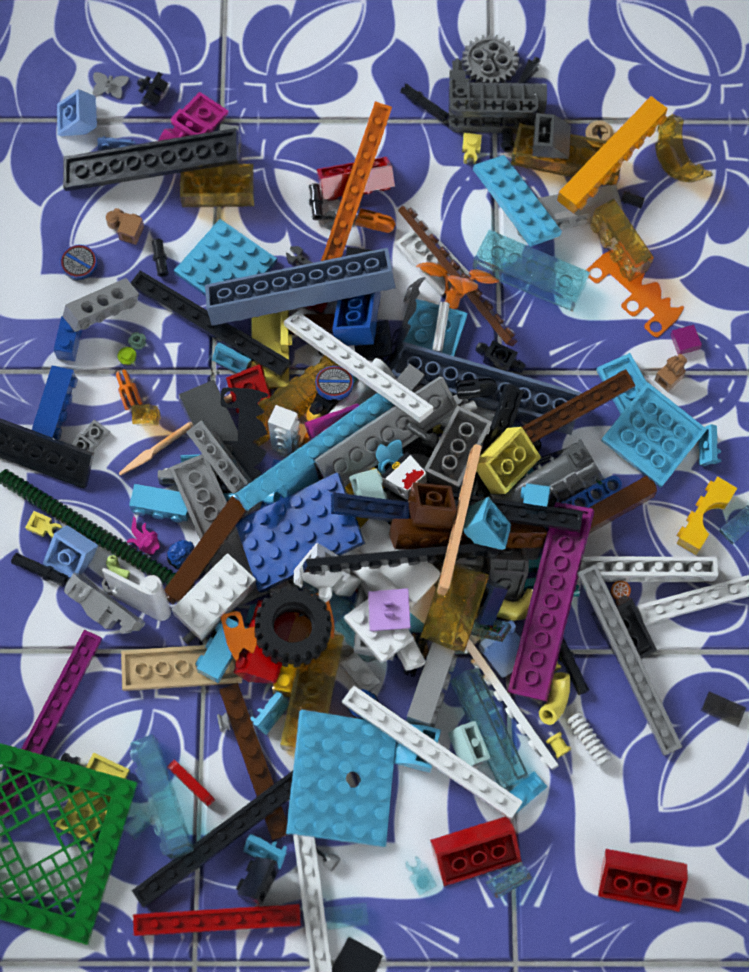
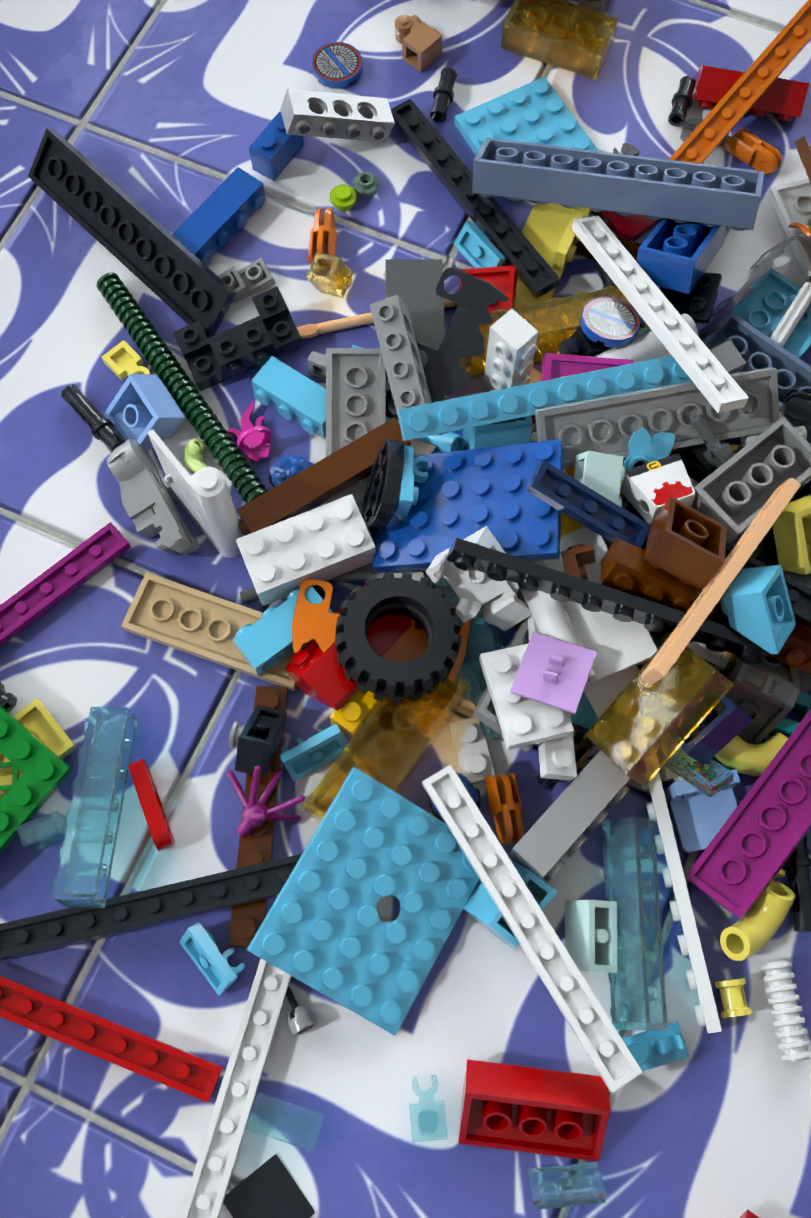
camera: 25 degrees right, 0 degrees up
(112, 485) = (242, 346): none -> black bracket
(238, 719) = (260, 740): none -> black slope
(244, 540) = (383, 485): none -> black piece
(253, 759) = (255, 811): none -> magenta plant
(255, 529) = (408, 492): none -> medium azure plate
(258, 880) = (173, 1004): black slope -> none
(372, 539) = (576, 557): none -> reddish brown bracket
(393, 696) = (505, 806): none -> orange arm

